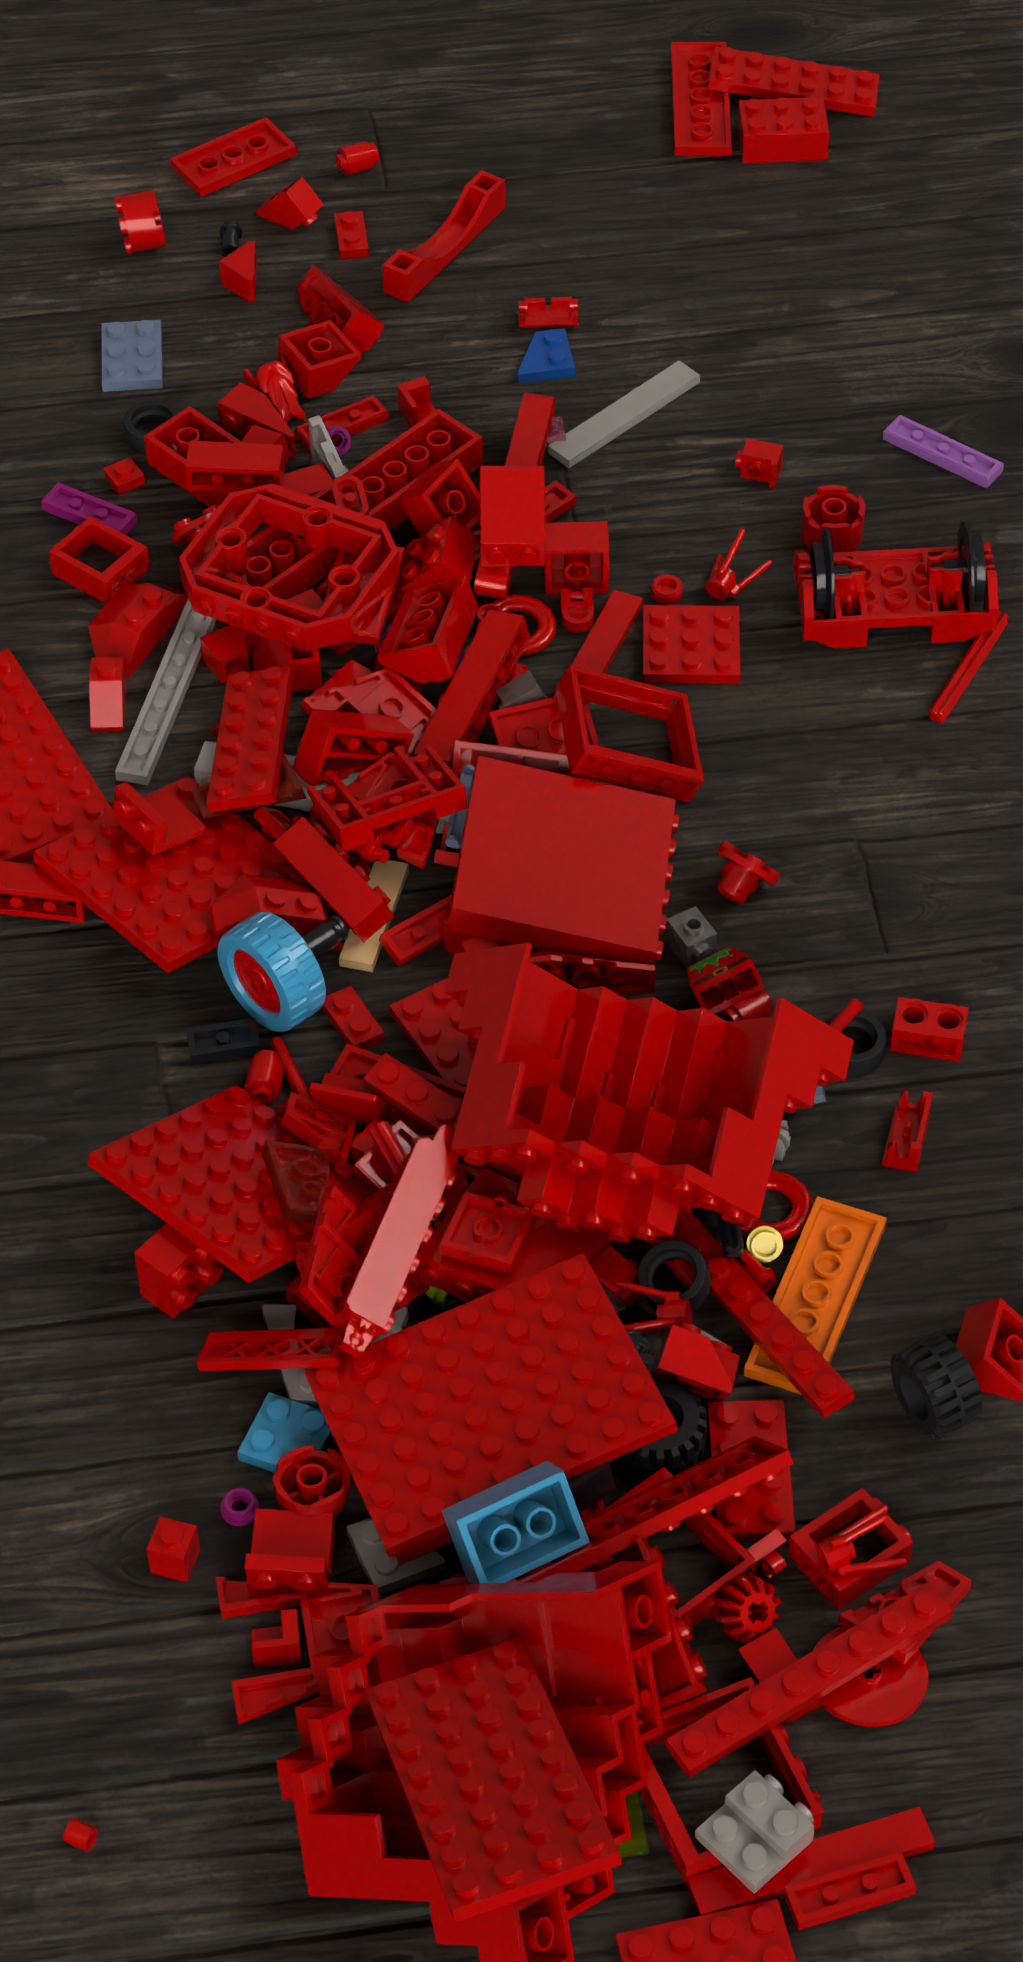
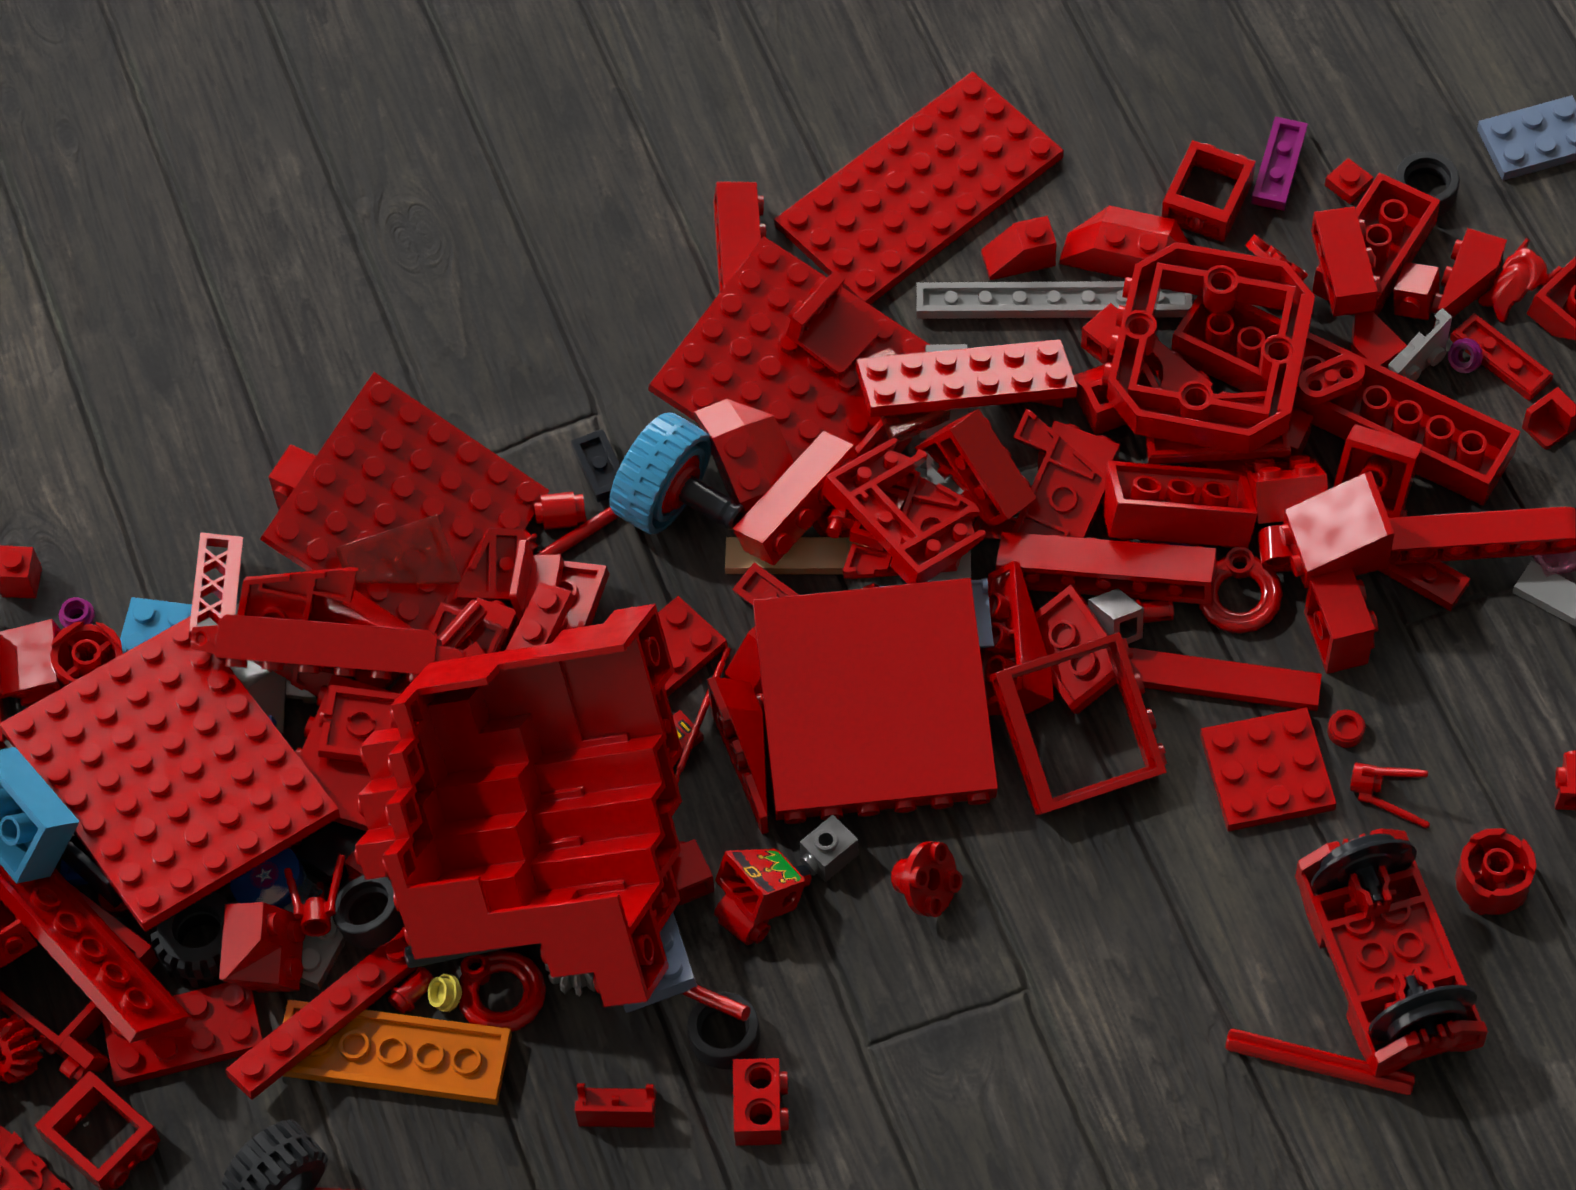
camera: 80 degrees right, 10 degrees up
(352, 1019) = (656, 569): red plate -> none
(577, 609) = (1271, 647): red plate -> none
(838, 1549) = (65, 1112): red plant -> none

